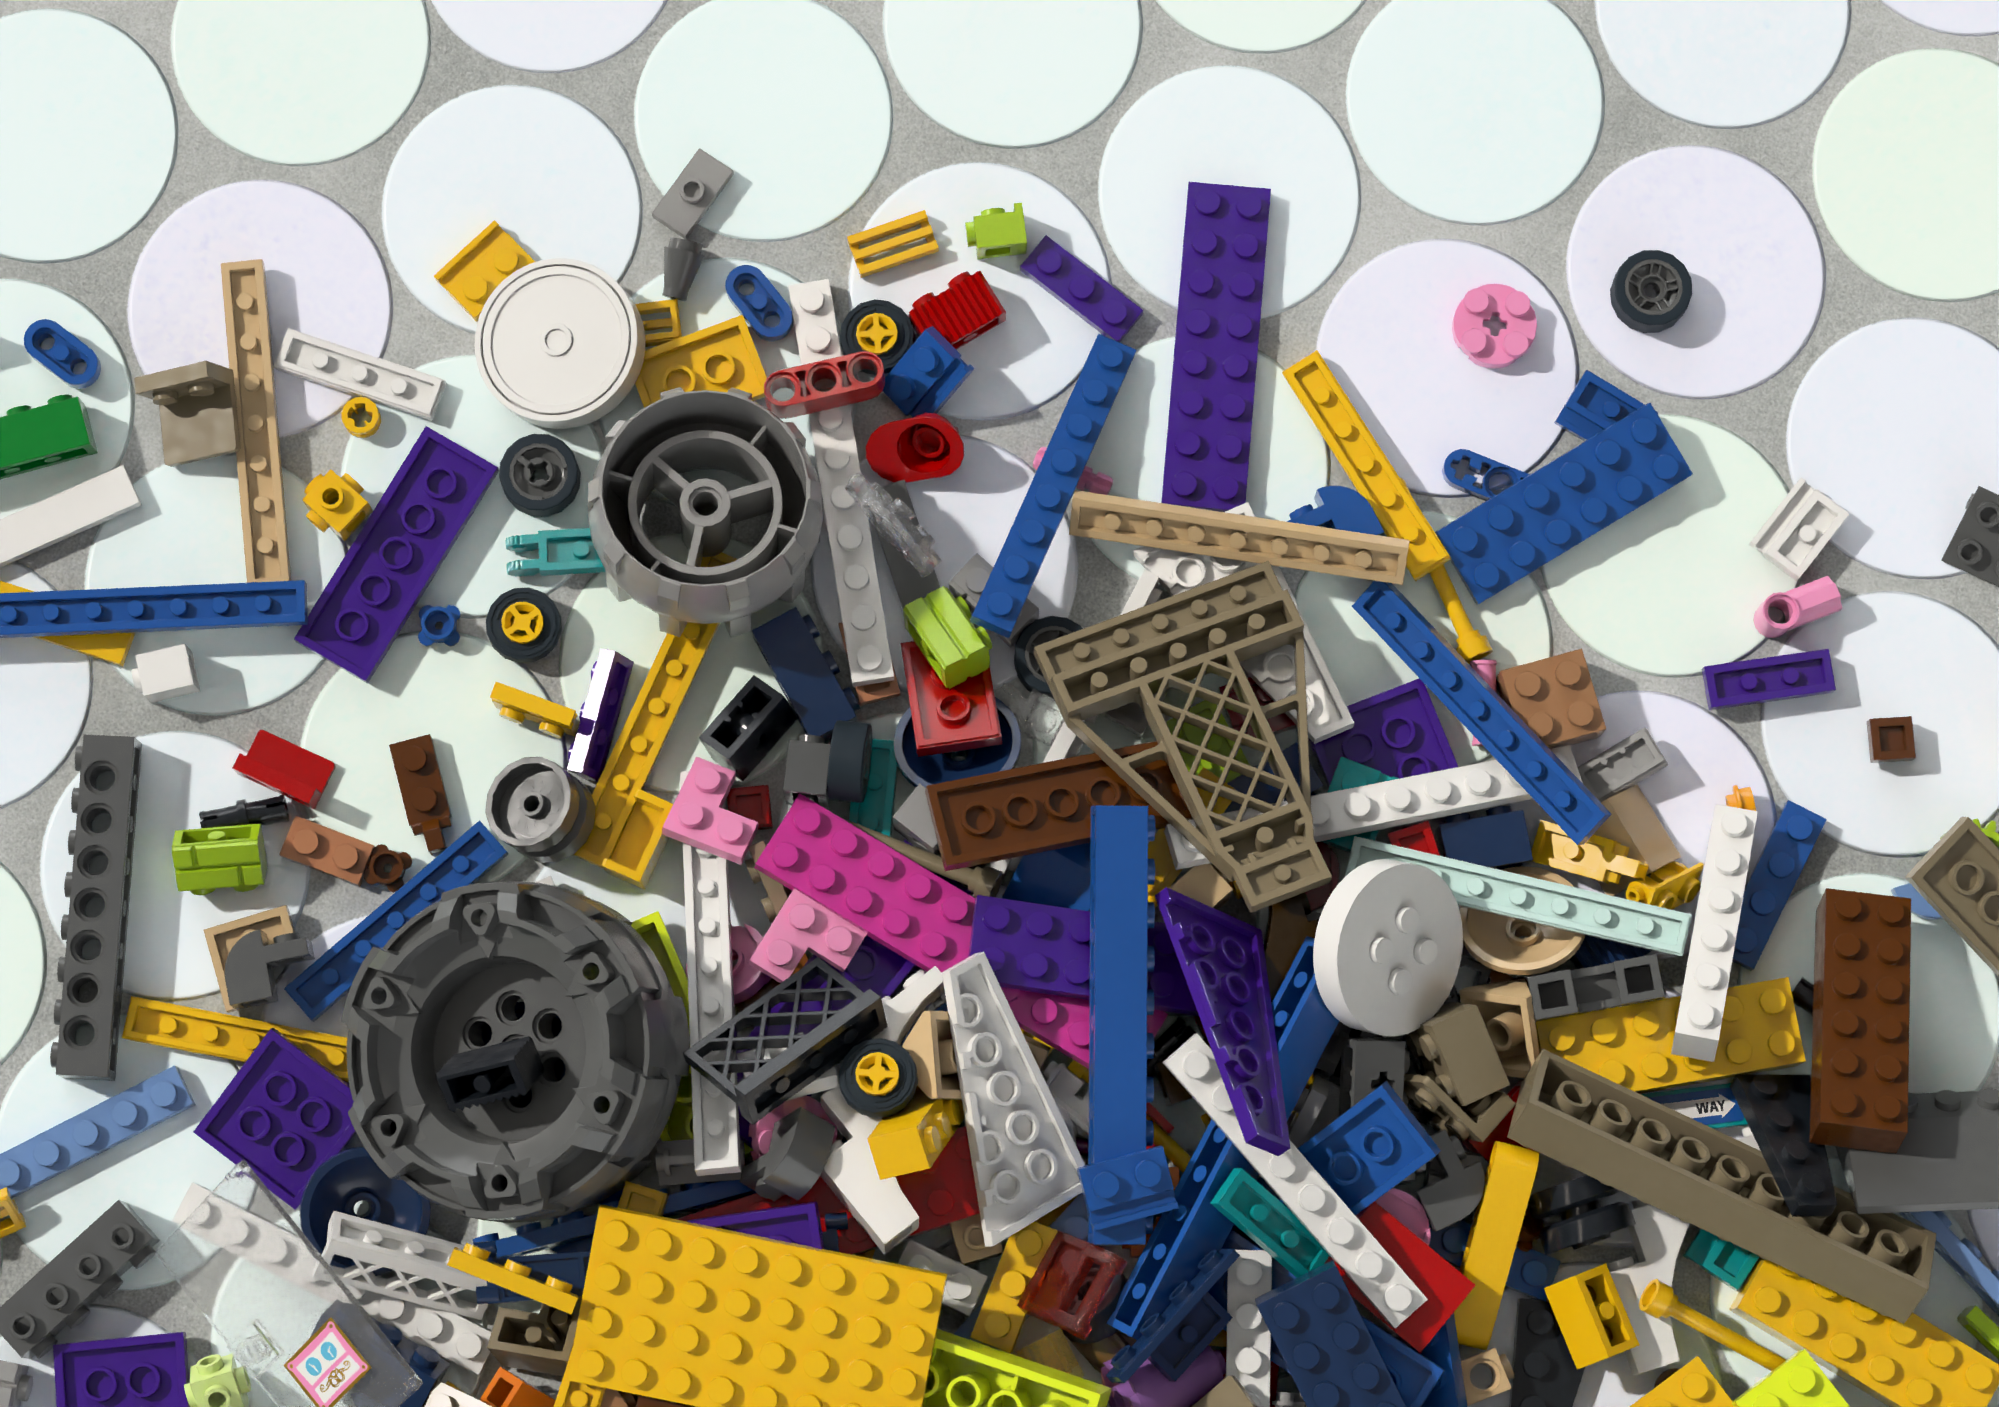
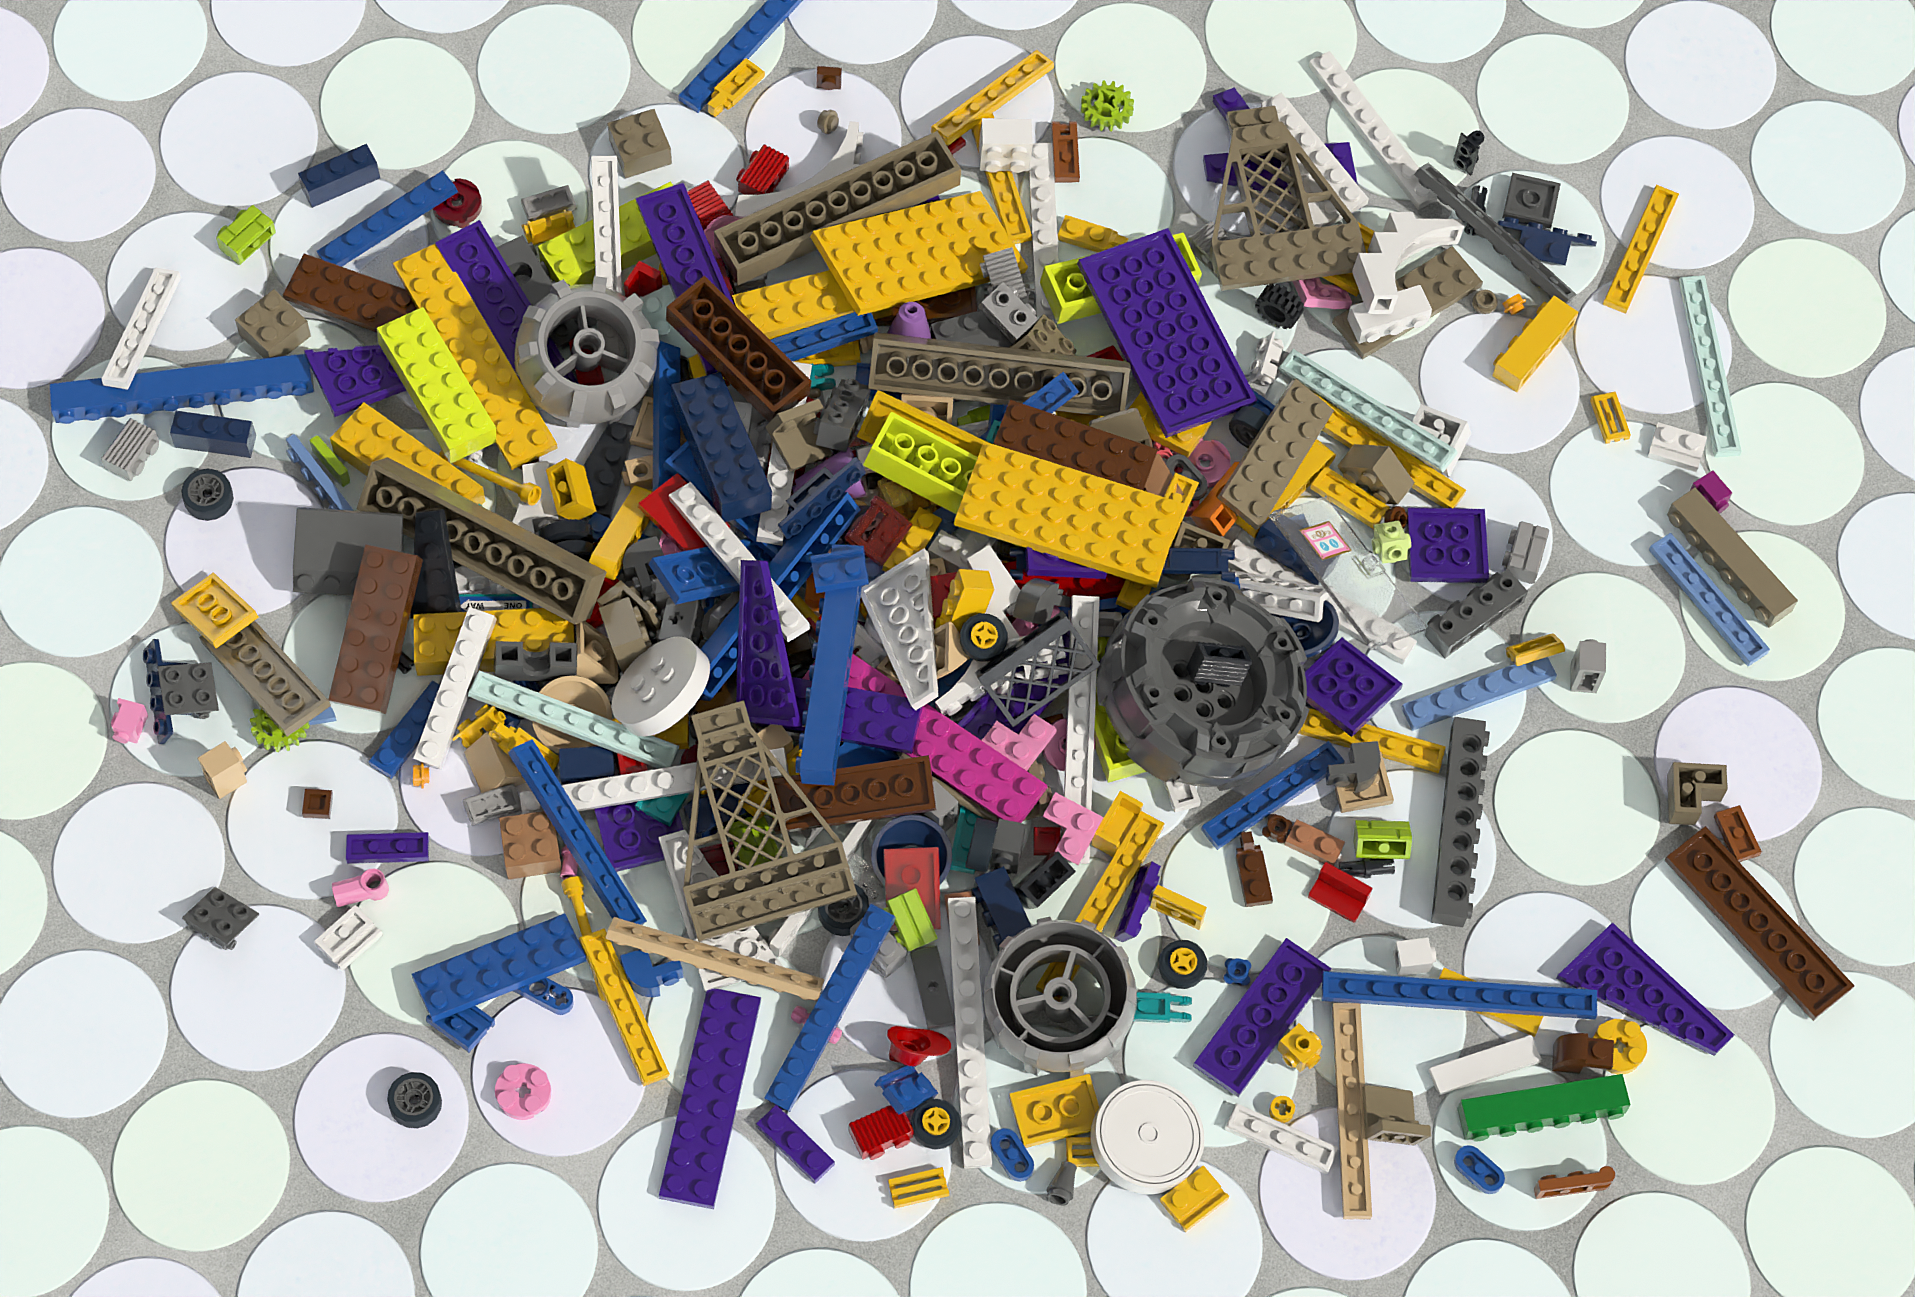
camera: 175 degrees left, 15 degrees down
(514, 1277) = (1212, 552): yellow plate -> none
(540, 497) = (1170, 1070): wheel -> none
(540, 809) = (1179, 841): dark grey wheel -> none
(692, 193) = (1050, 1236): light grey plate -> none
(838, 369) = (985, 1073): red beam -> none
(895, 524) = (939, 978): clear plate -> none
(997, 233) = (847, 1183): lime brick -> none
(1269, 1223) = (759, 544): teal plate -> none

